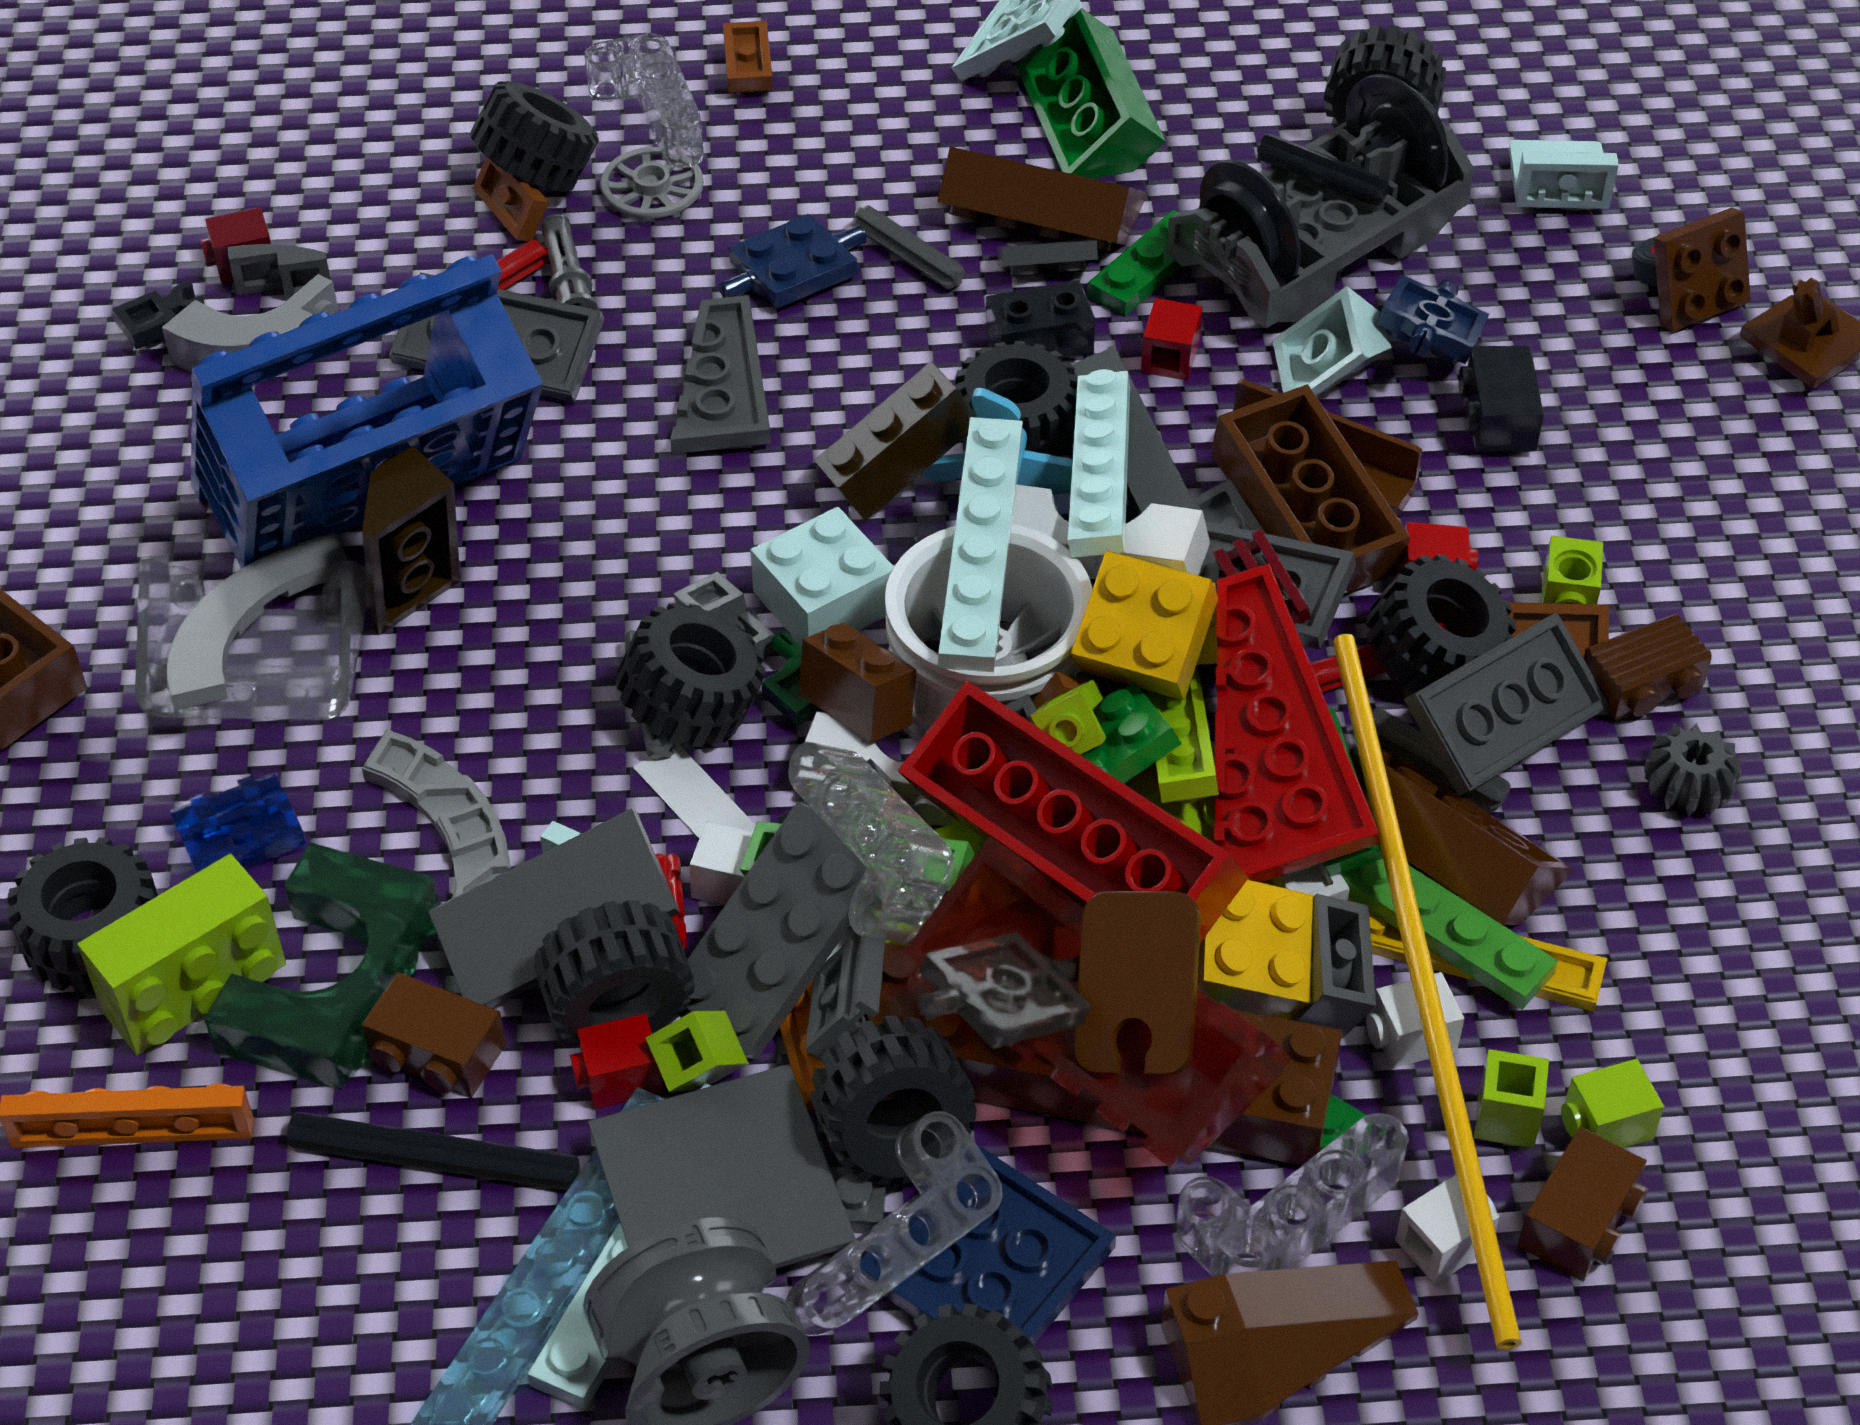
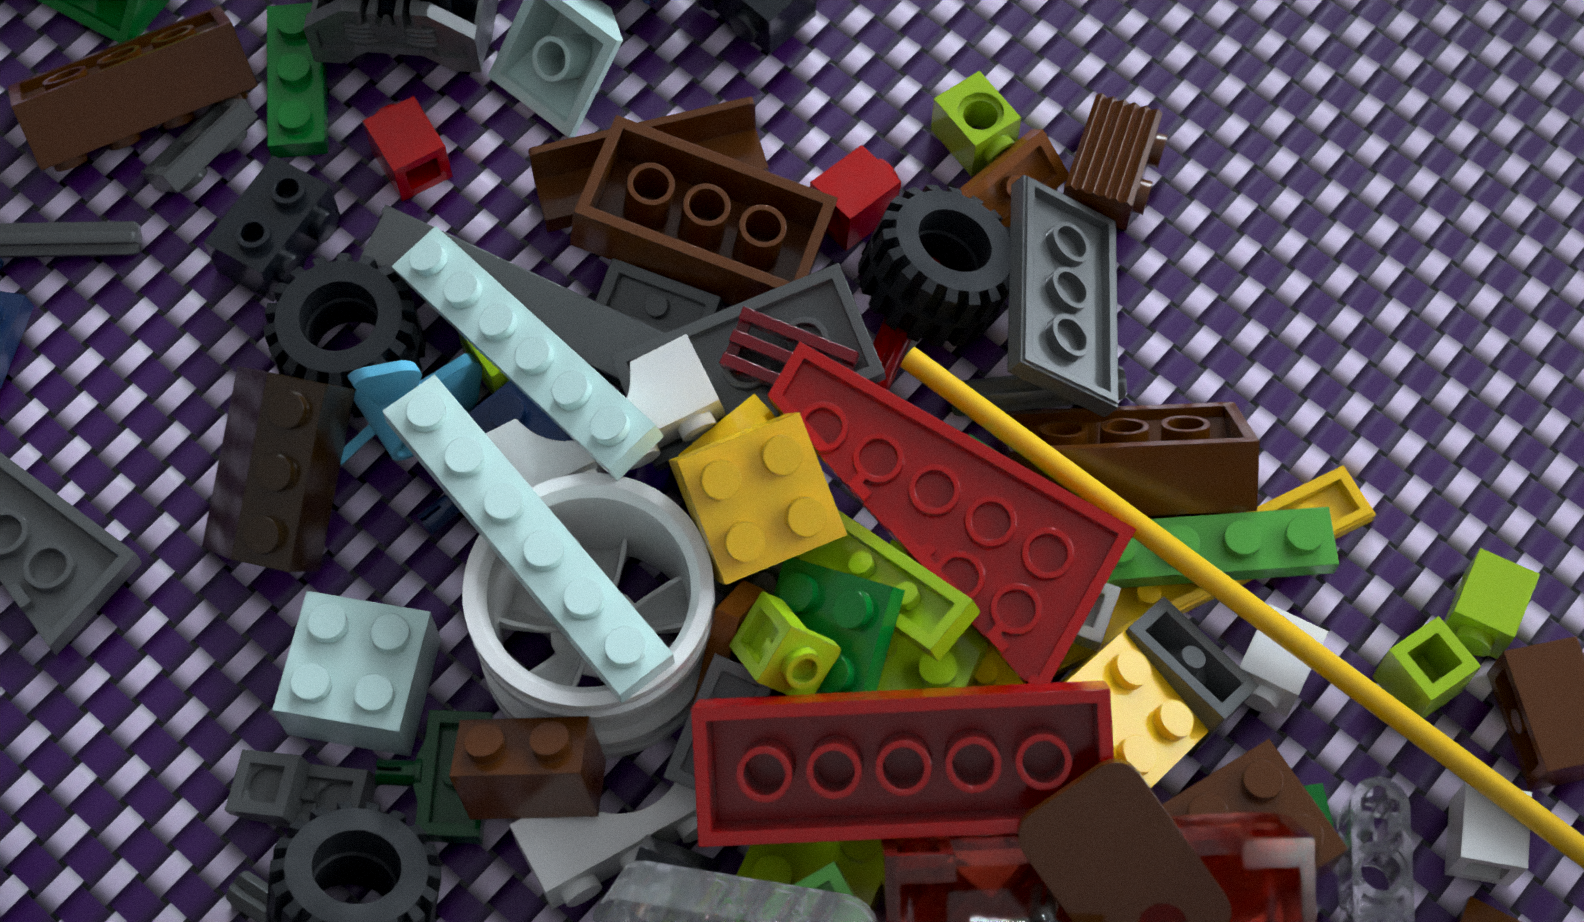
camera: 45 degrees left, 15 degrees up
(1692, 769) = (1239, 231): dark grey gear -> none

